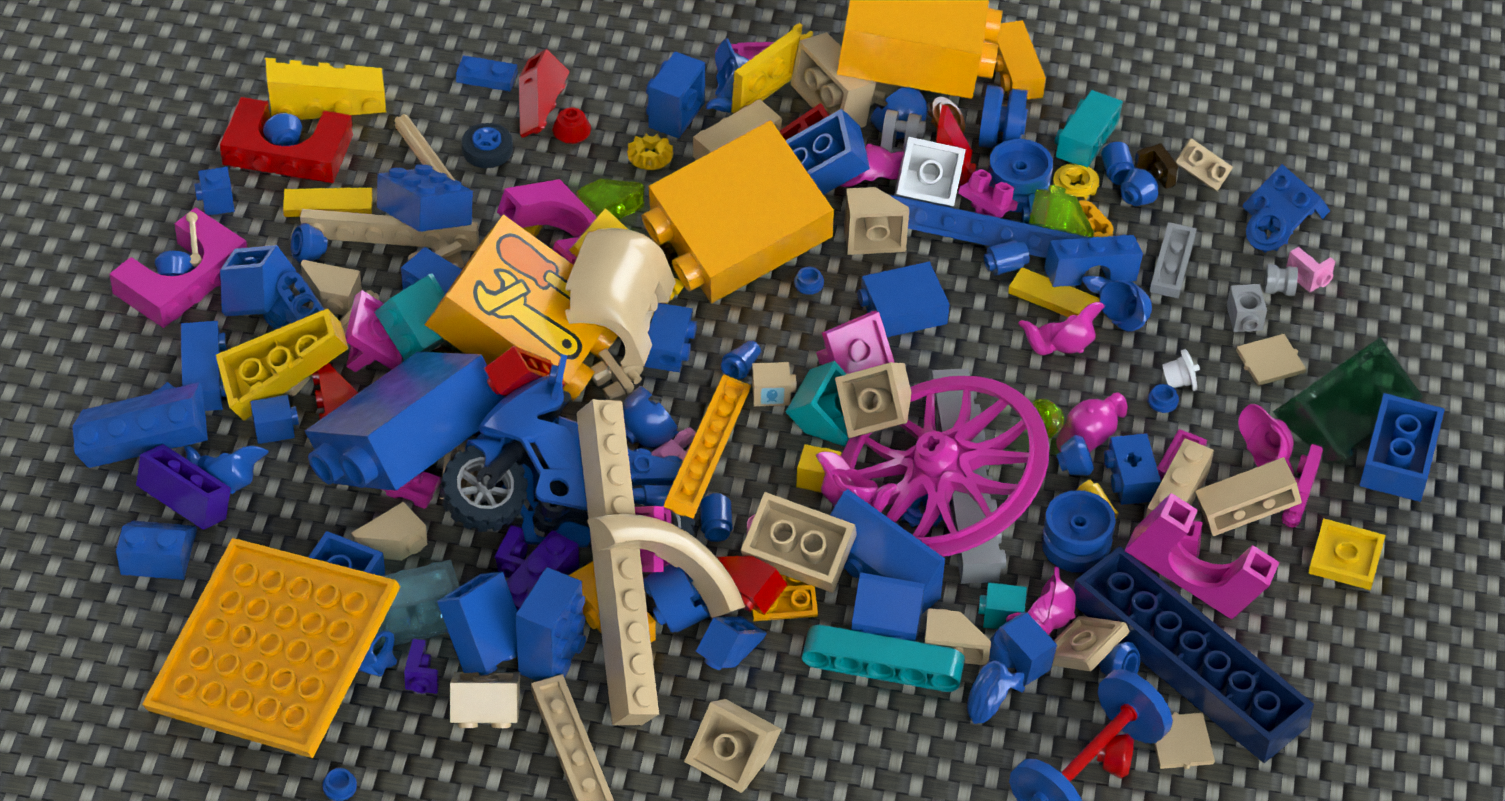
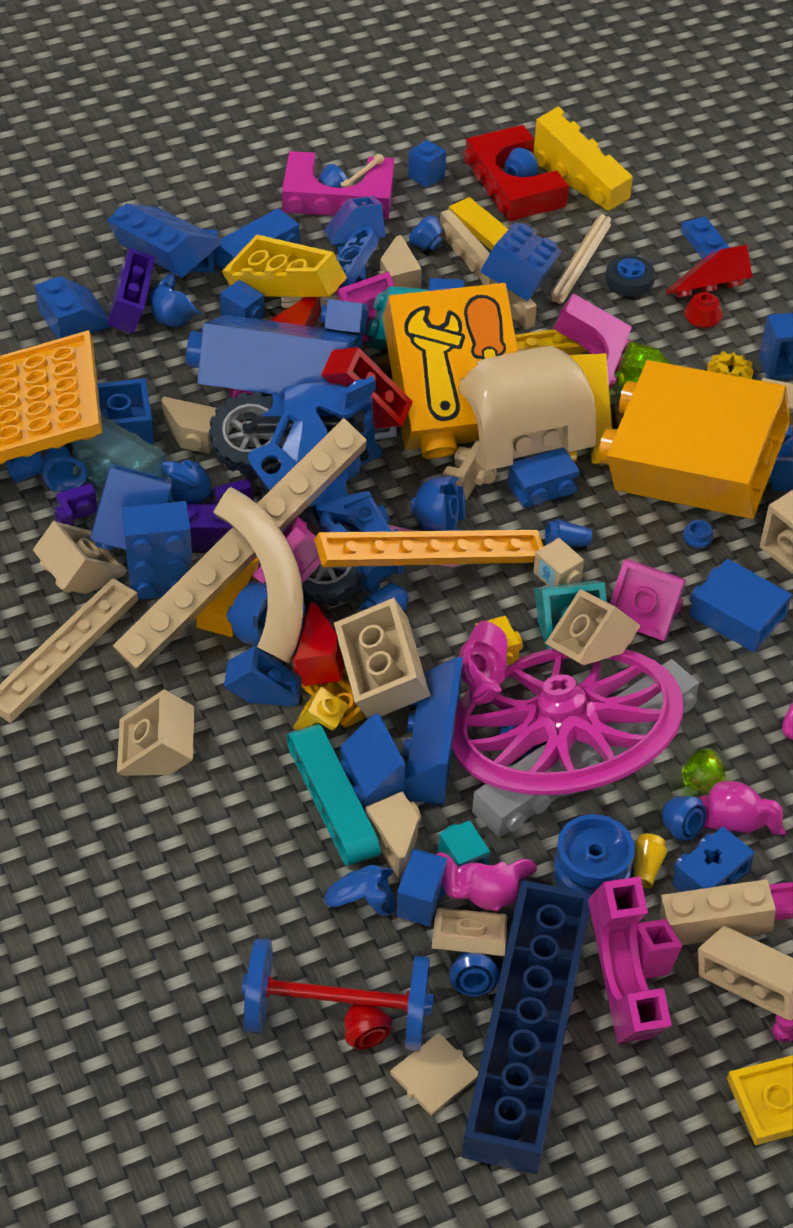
camera: 55 degrees right, 0 degrees up
(391, 349) = (345, 316): none -> brick
(477, 561) = (189, 481): none -> blue hair
(796, 619) = (321, 709): none -> yellow bracket

